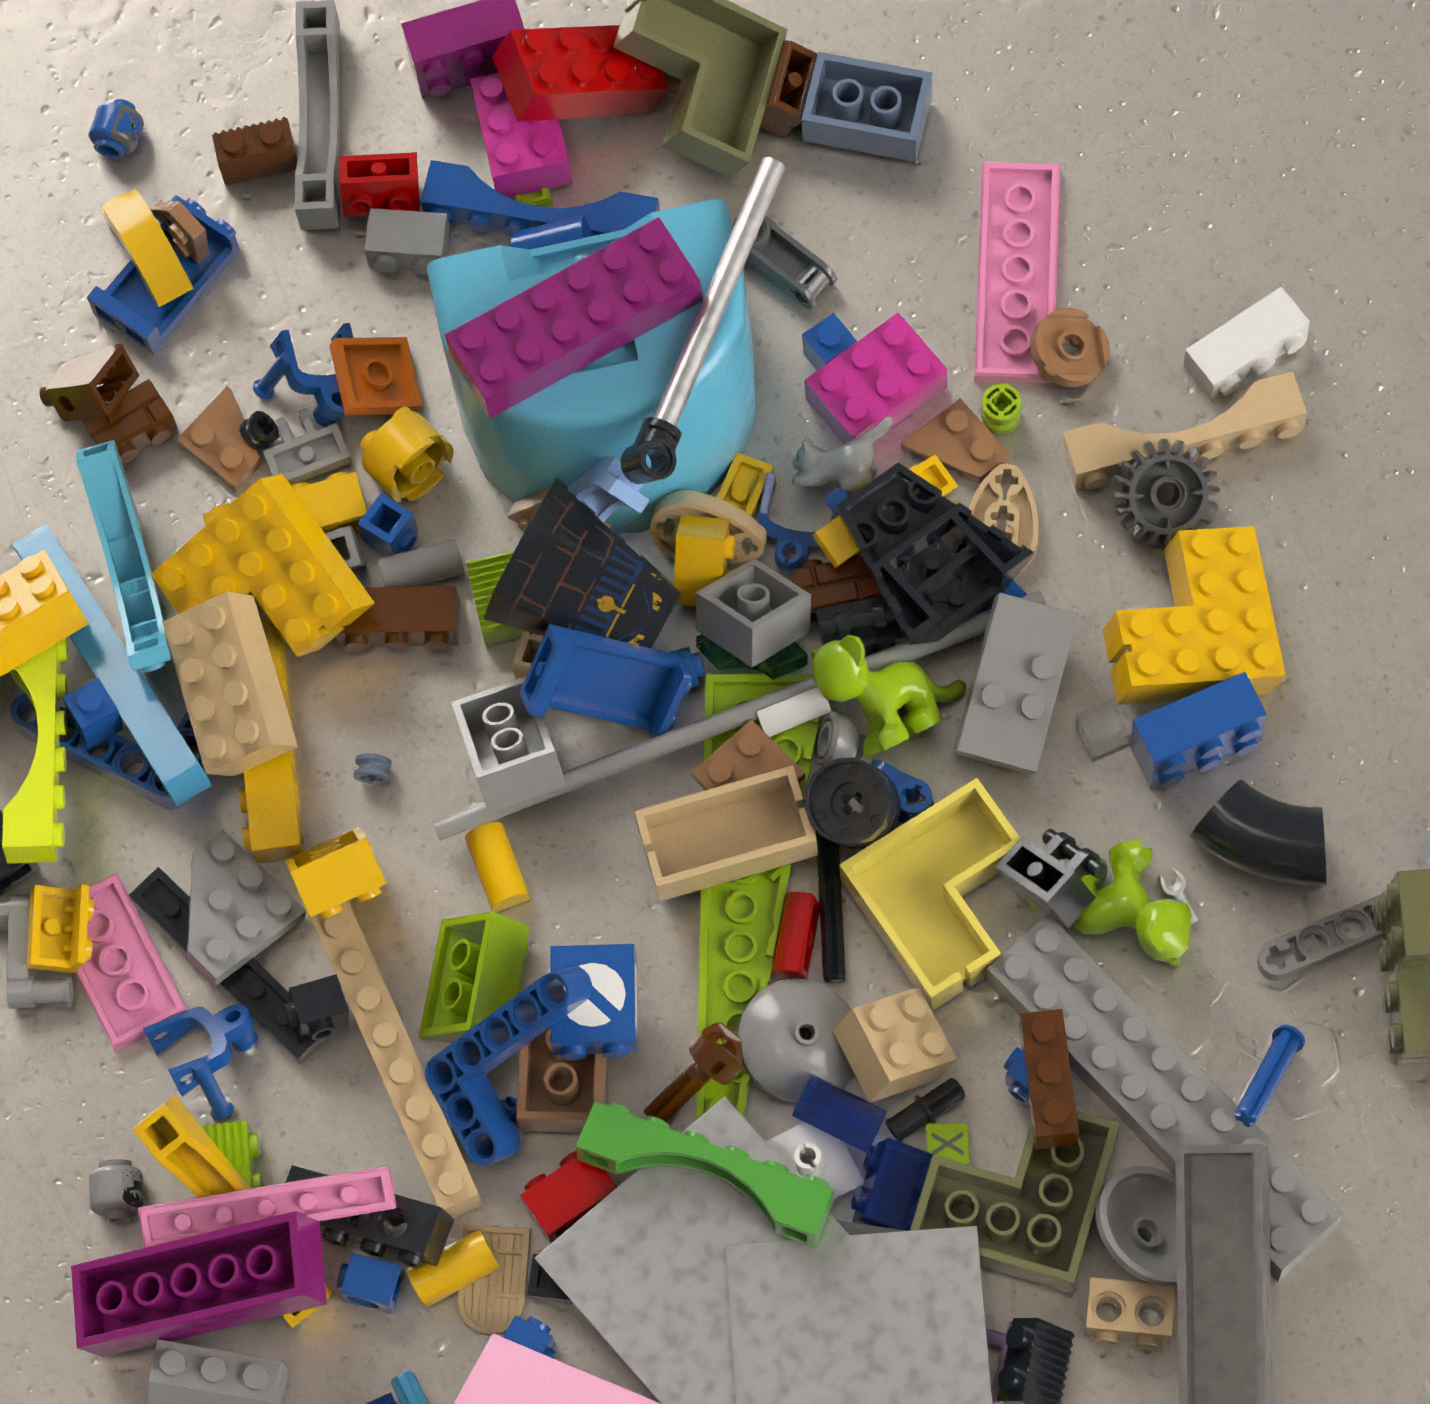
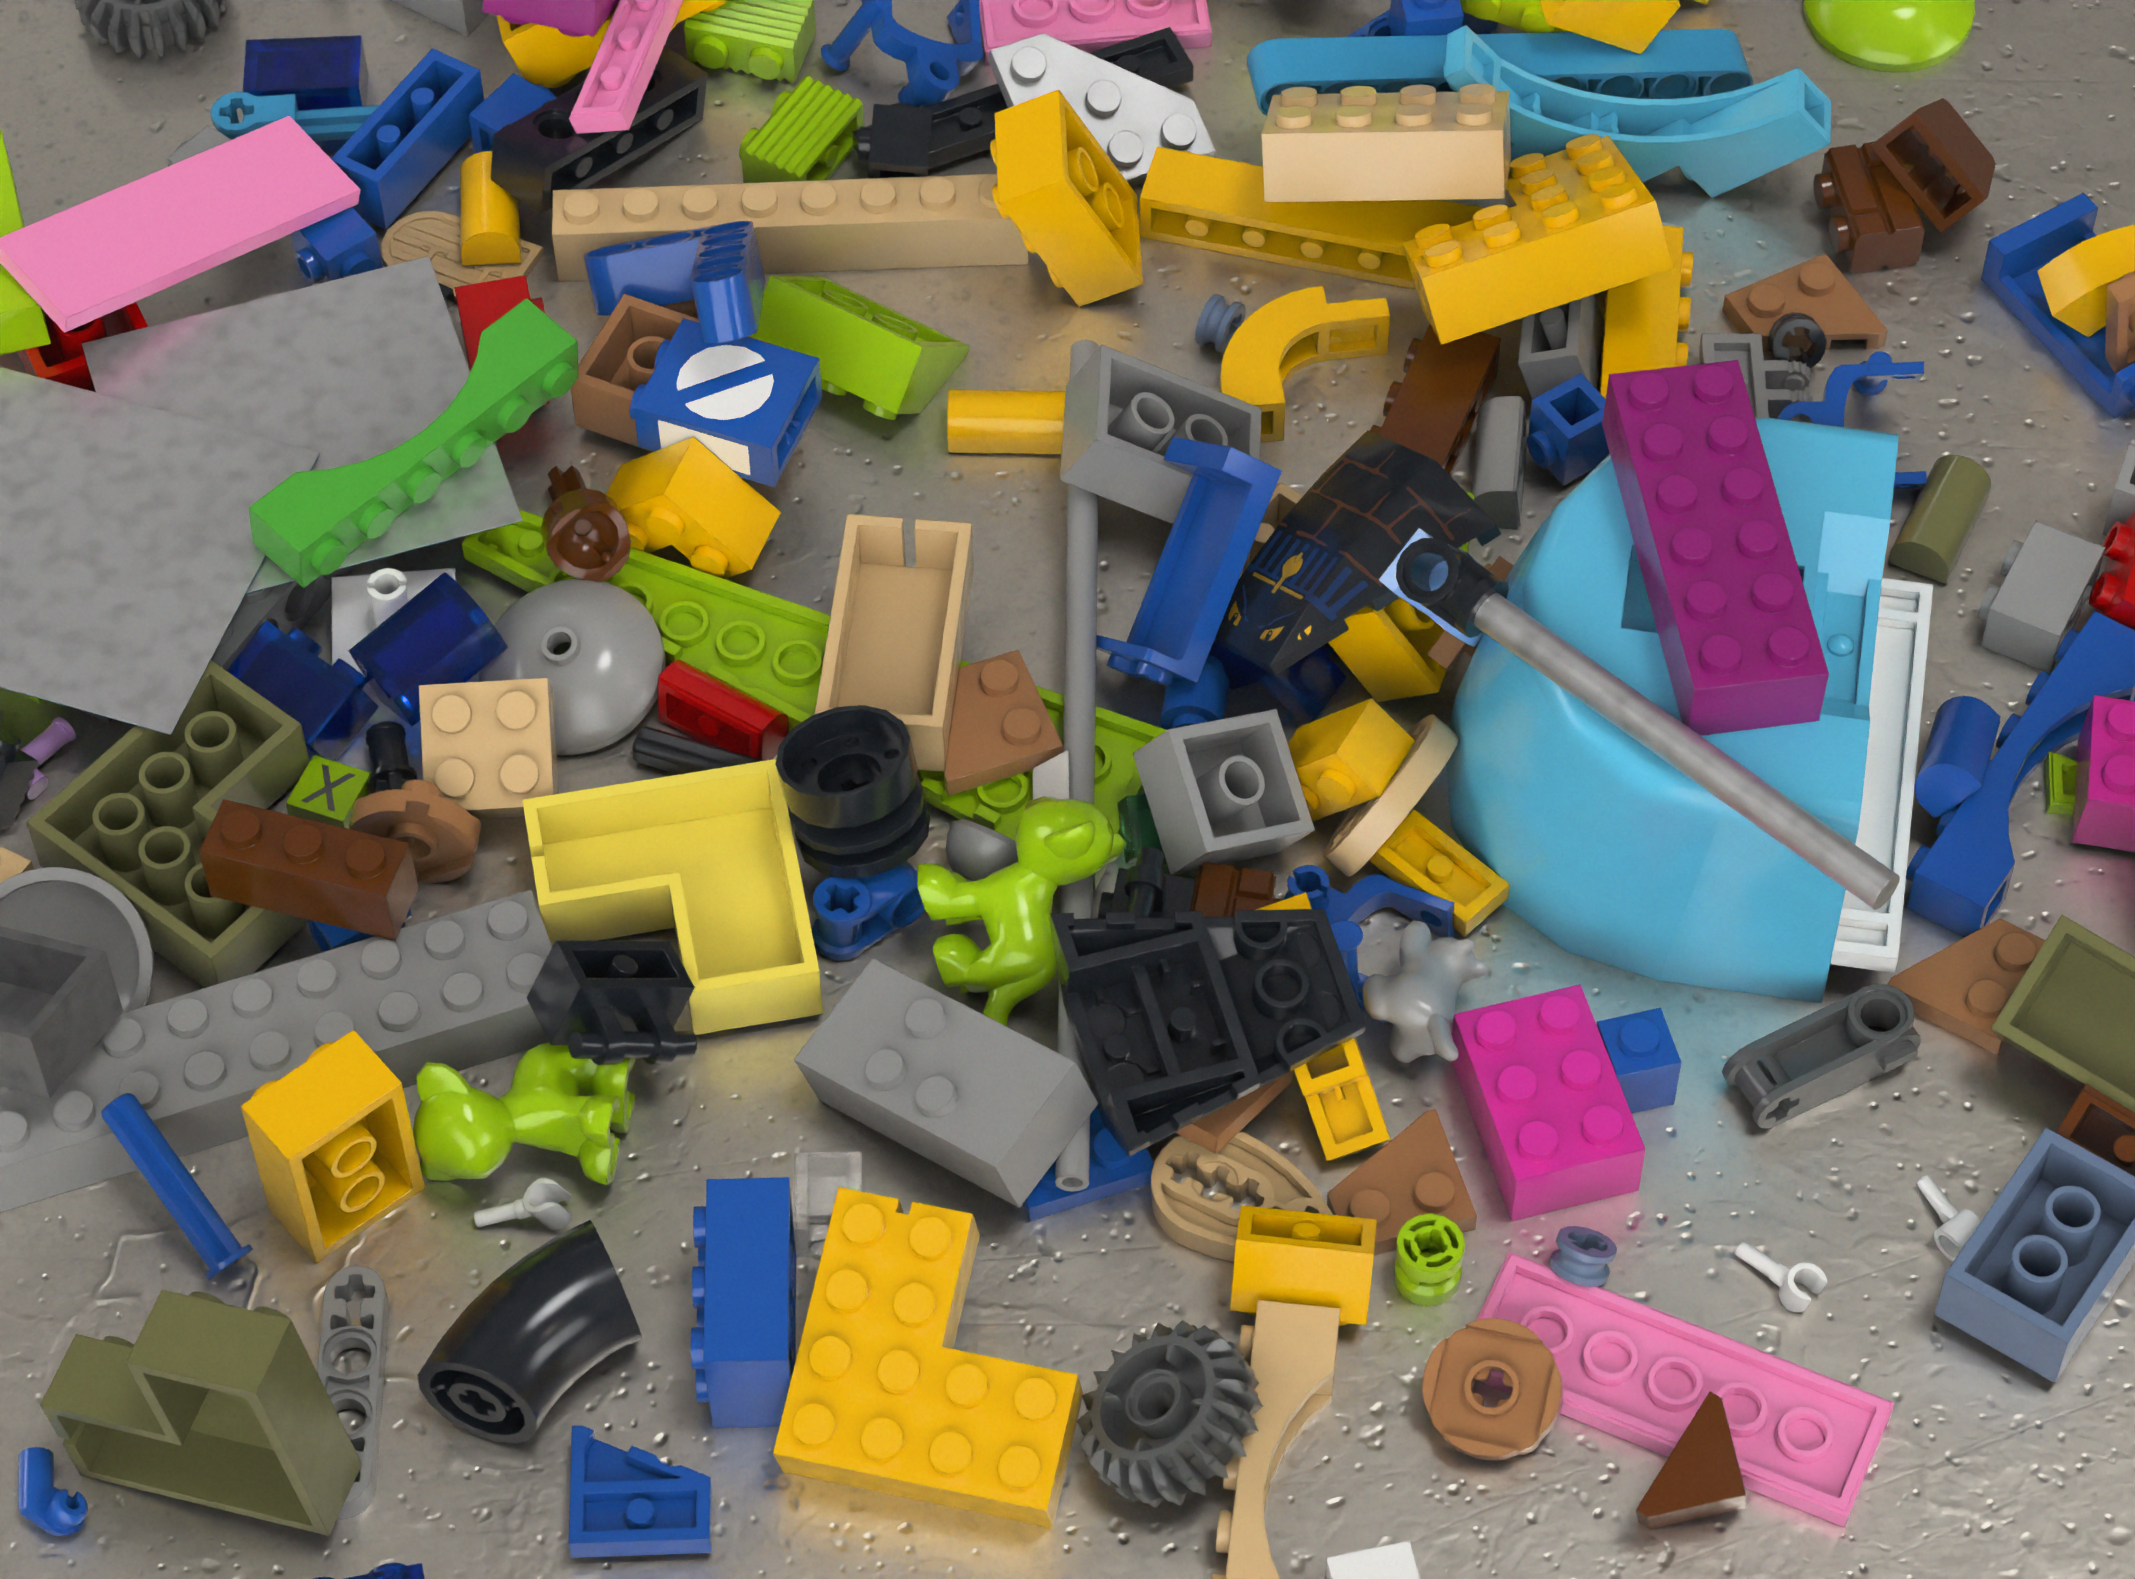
camera: 105 degrees right, 15 degrees down
(316, 1090) = (804, 135): none -> lime brick
(366, 314) = (1942, 518): none -> olive brick
(392, 733) = (1293, 335): none -> yellow arch
(417, 1339) = (411, 136): none -> blue brick
(663, 1008) = (696, 505): none -> yellow brick
(685, 187) = (1971, 981): none -> medium nougat wing
(860, 161) = (1957, 1225): none -> white hand
(926, 236) = (1785, 1278): none -> white hand
(956, 328) = (1583, 1256): none -> sand blue bush
(974, 1067) = (436, 828): none -> medium nougat plate
(1040, 463) = (1303, 1261): none -> yellow brick
(1077, 233) = (1698, 1475): none -> reddish brown slope
(1213, 986) = (333, 1145): none -> yellow brick
(1331, 753) = (634, 1502): none -> blue wing

